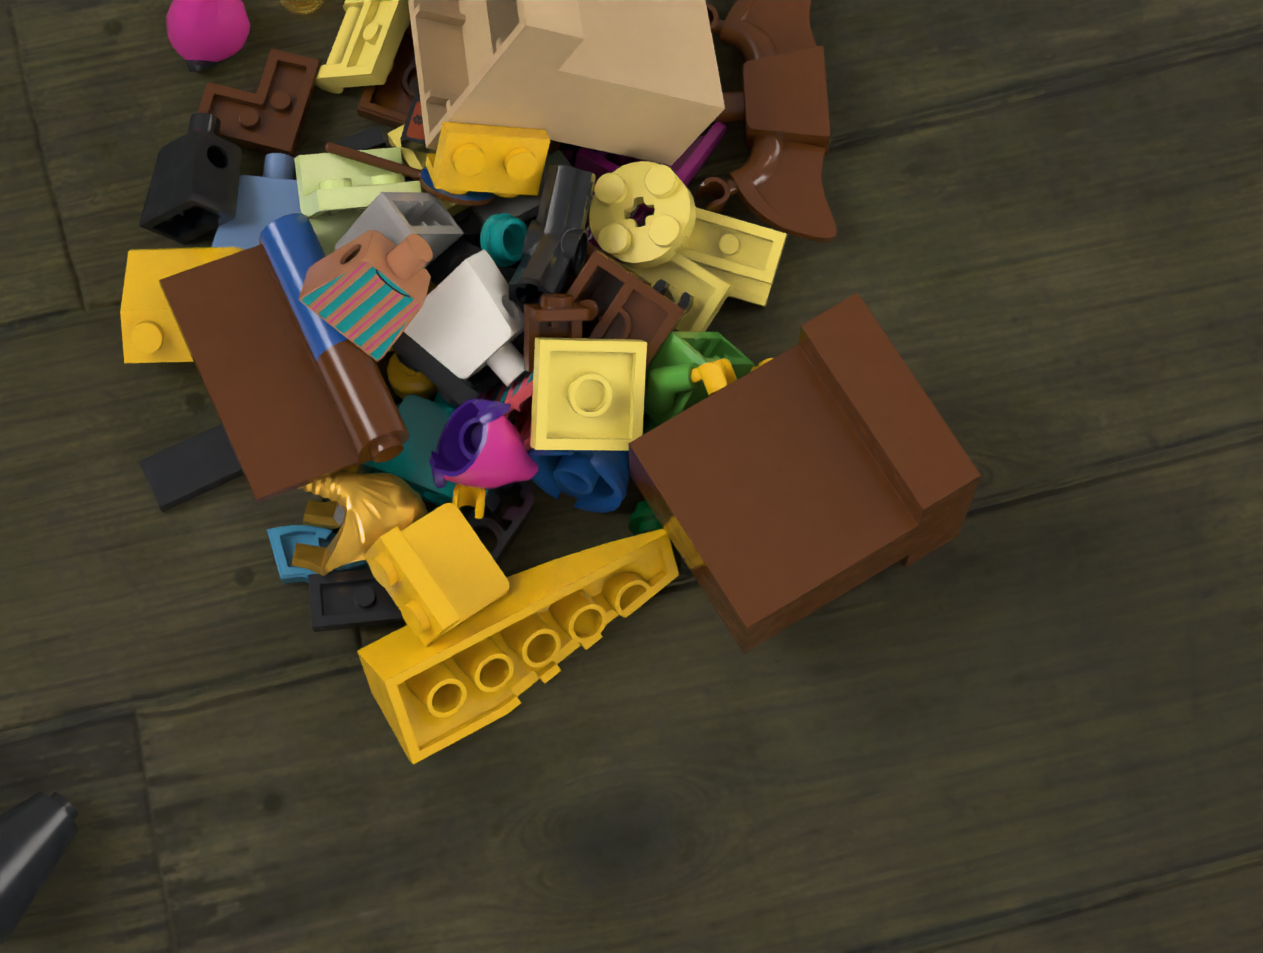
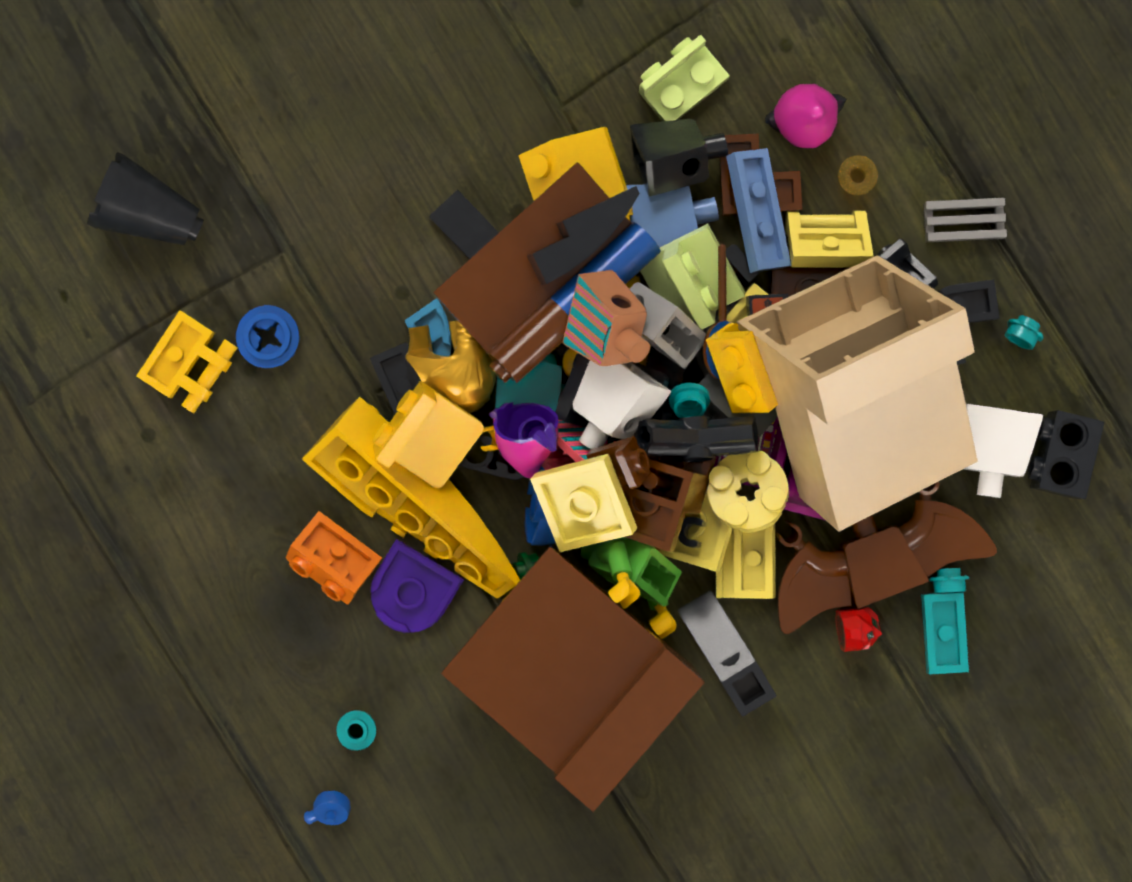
camera: 75 degrees right, 15 degrees up
(110, 152) = (682, 80): none -> yellowish green bracket
(212, 759) = (265, 318): none -> blue gear
(217, 885) = (177, 354): none -> yellow plate
(254, 298) = (581, 236): none -> black slope
(301, 102) = (758, 210): none -> medium blue plate
(558, 766) = (332, 558): none -> orange bracket
(631, 680) = (411, 589): none -> dark purple tile
(790, 823) = (361, 718): none -> teal plate
(832, 31) = (949, 581): none -> teal plate
(855, 152) = (857, 628): none -> red rock
(884, 287) = (726, 653): none -> slope
(887, 873) = (329, 808): none -> blue piece
(893, 54) = (945, 633): none -> teal plate

